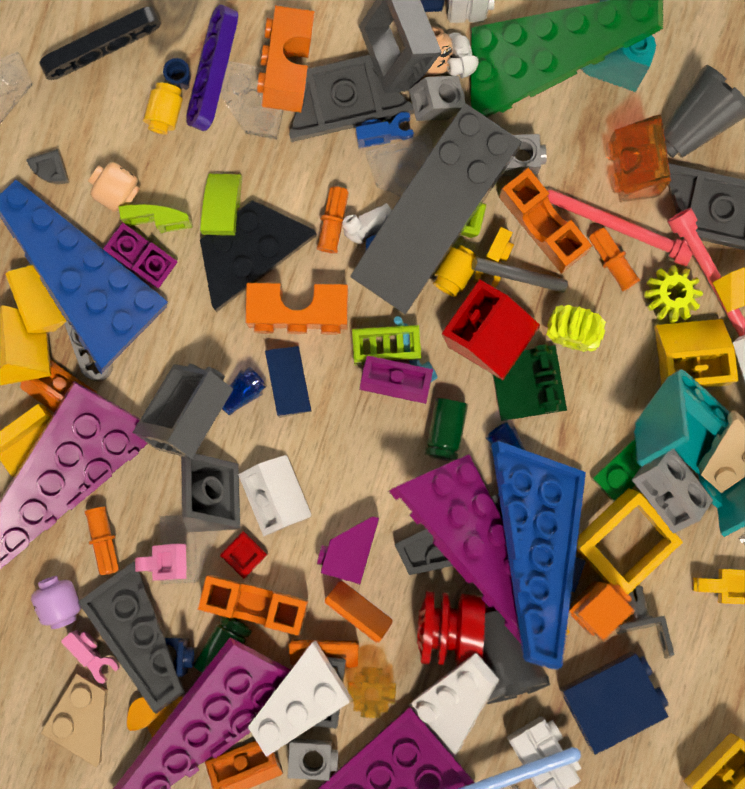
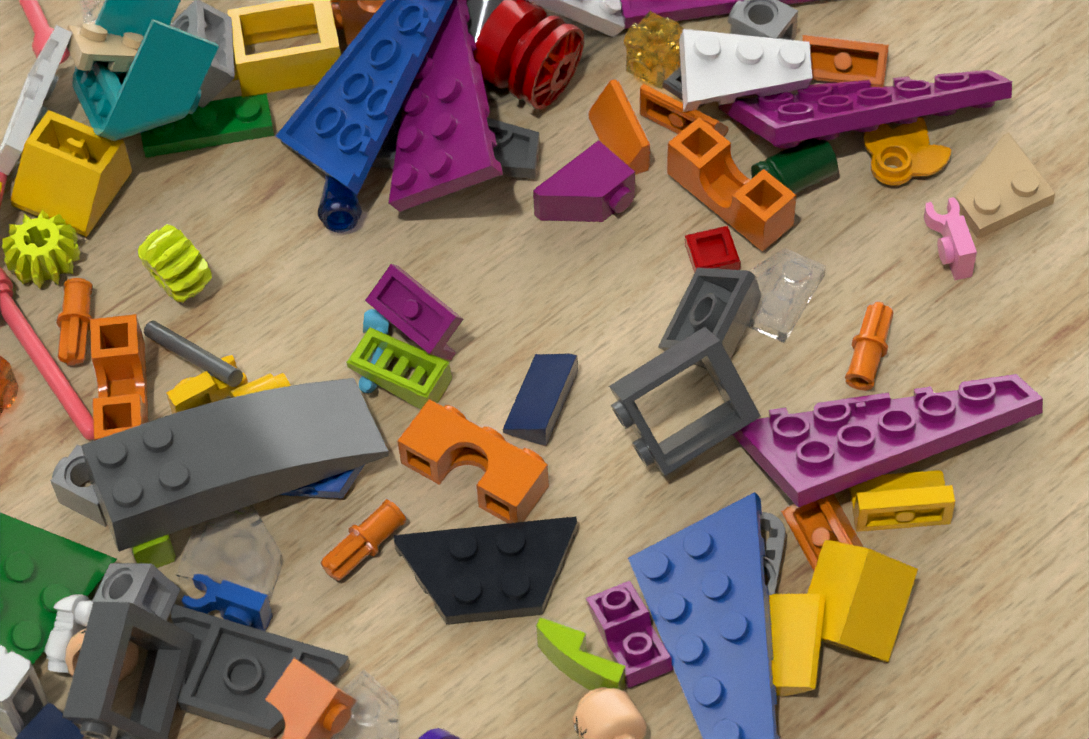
camera: 150 degrees left, 25 degrees down
(56, 602) = (960, 303): lavender head -> none
(132, 632) = (888, 236): dark grey wing -> none
(166, 563) = (804, 268): bright pink plate -> none
(184, 653) = (846, 187): dark blue bracket -> none
(220, 204) = (485, 630): lime slope -> none
(246, 388) = (592, 412): clear blue cone -> none
(274, 495) = (637, 286): white panel -> none
(367, 224) = (320, 511): white arm -> none
(446, 429) = (396, 244): dark green piece -> none
(490, 330) = (271, 313): red slope -> none
(531, 385) = (268, 251): dark green hinge -> none

